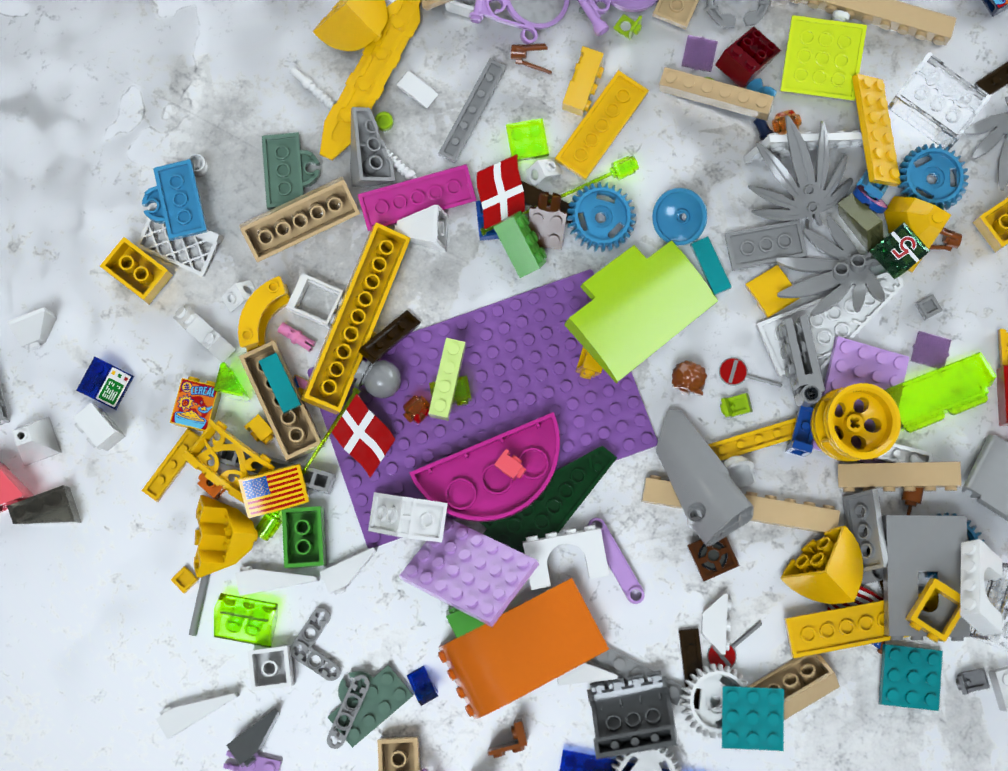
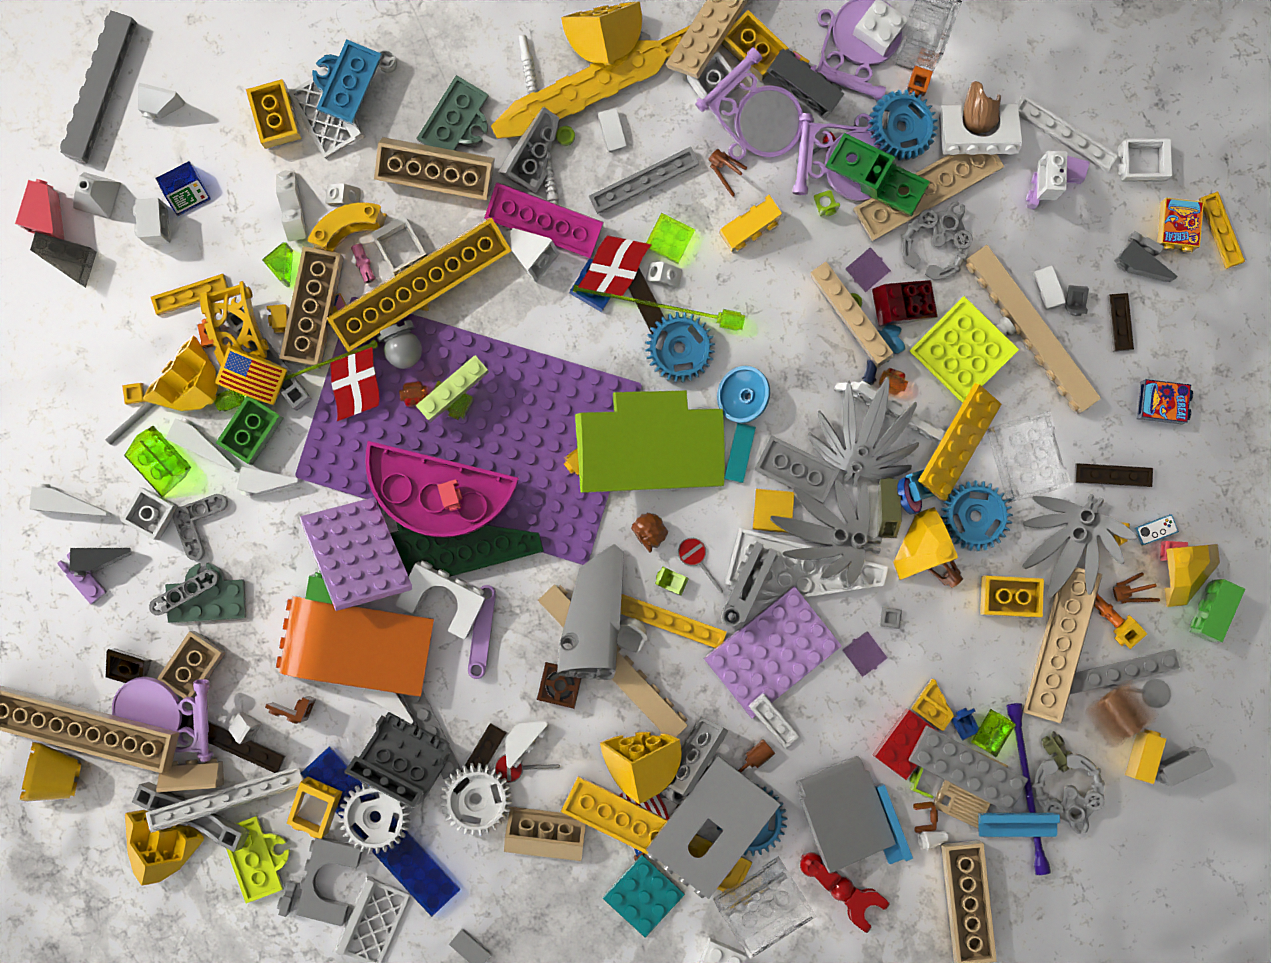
camera: 30 degrees right, 5 degrees up
(195, 404) = (241, 259): brick -> none
(280, 383) = (319, 292): teal tile -> none
(389, 337) = (434, 319): dark brown tile -> none
(407, 517) = (340, 476): white bracket -> none
(422, 685) = (257, 615): clear blue slope -> none
(520, 244) = (595, 321): bright green brick -> none
(548, 221) = (632, 319): plate -> none
(601, 125) = (740, 270): yellow plate -> none
(753, 718) = (491, 833): teal plate -> none
(802, 435) = (708, 641): blue bracket -> none
(877, 406) = (753, 693): yellow wheel -> none
(899, 250) = (897, 555): clear green slope -> none
(899, 475) = (755, 733): tan brick -> none
(934, 585) = (673, 859): yellow window -> none
(941, 391) = (848, 693): clear neon green slope -> none
(972, 681) = (689, 935): flat silver bracket -> none
(979, 565) = (725, 876): white arch -> none

